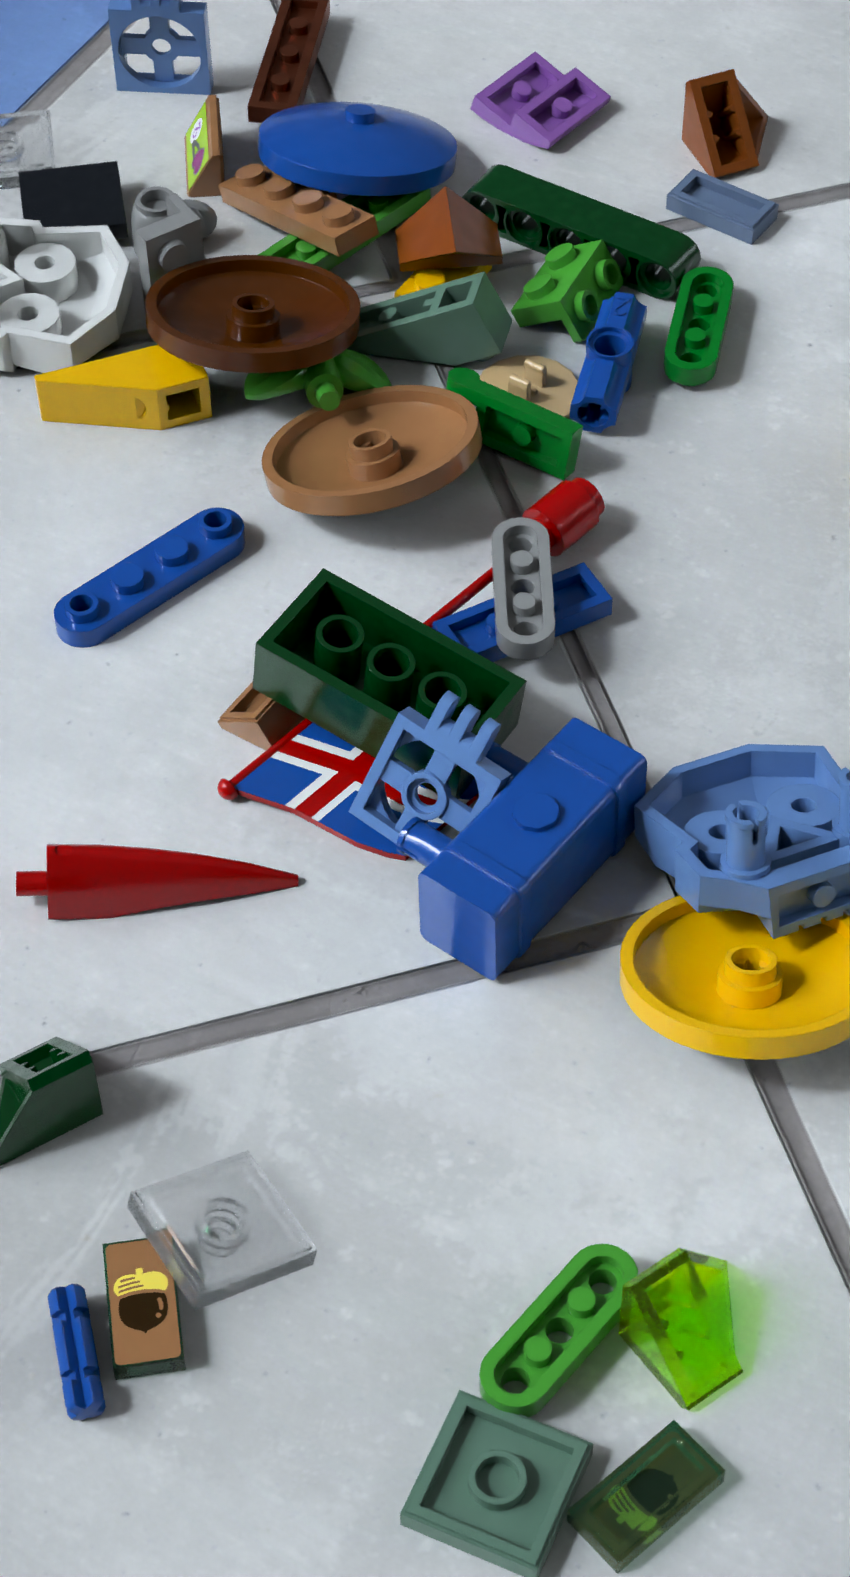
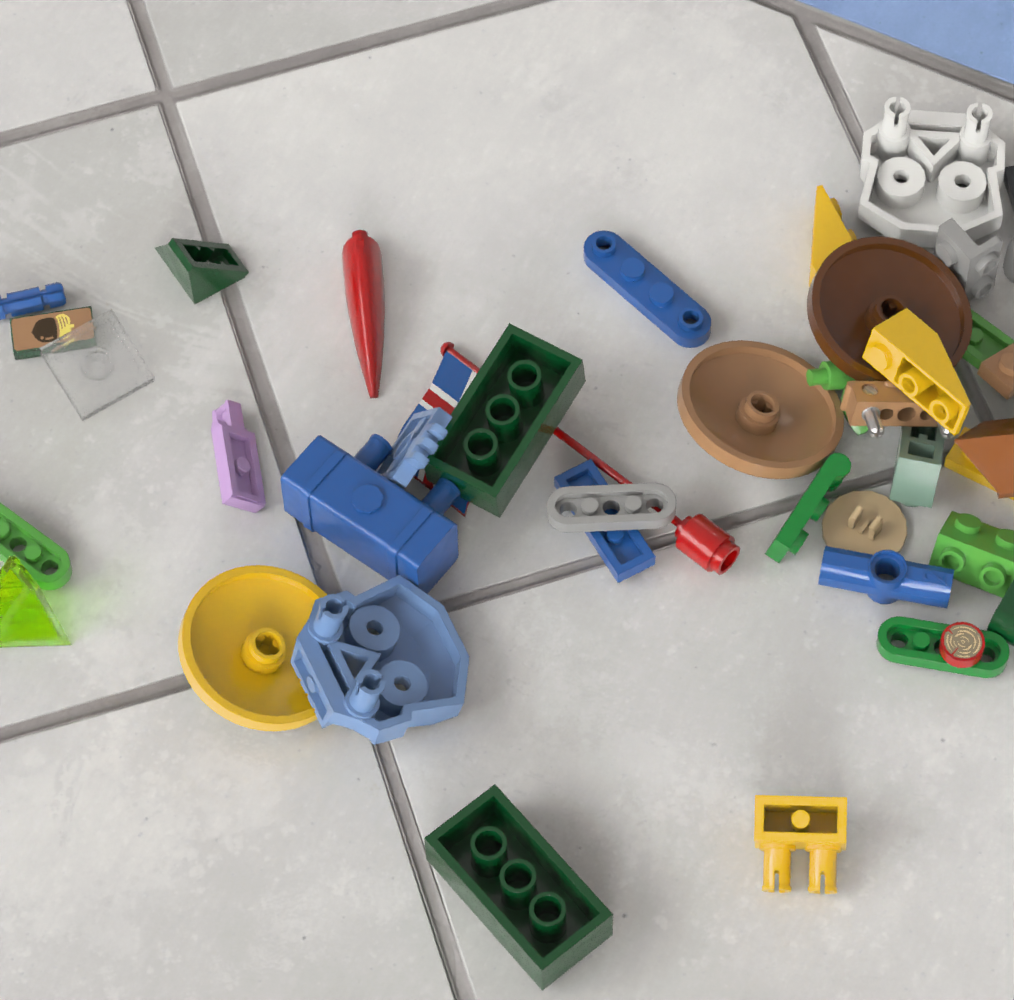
camera: 90 degrees right, 10 degrees up
(359, 264) = (918, 365): none -> yellow slope
(384, 309) = (884, 404): none -> medium nougat piece
(402, 1033) = (236, 459): none -> lavender hinge
(708, 294) = (962, 644): none -> tile

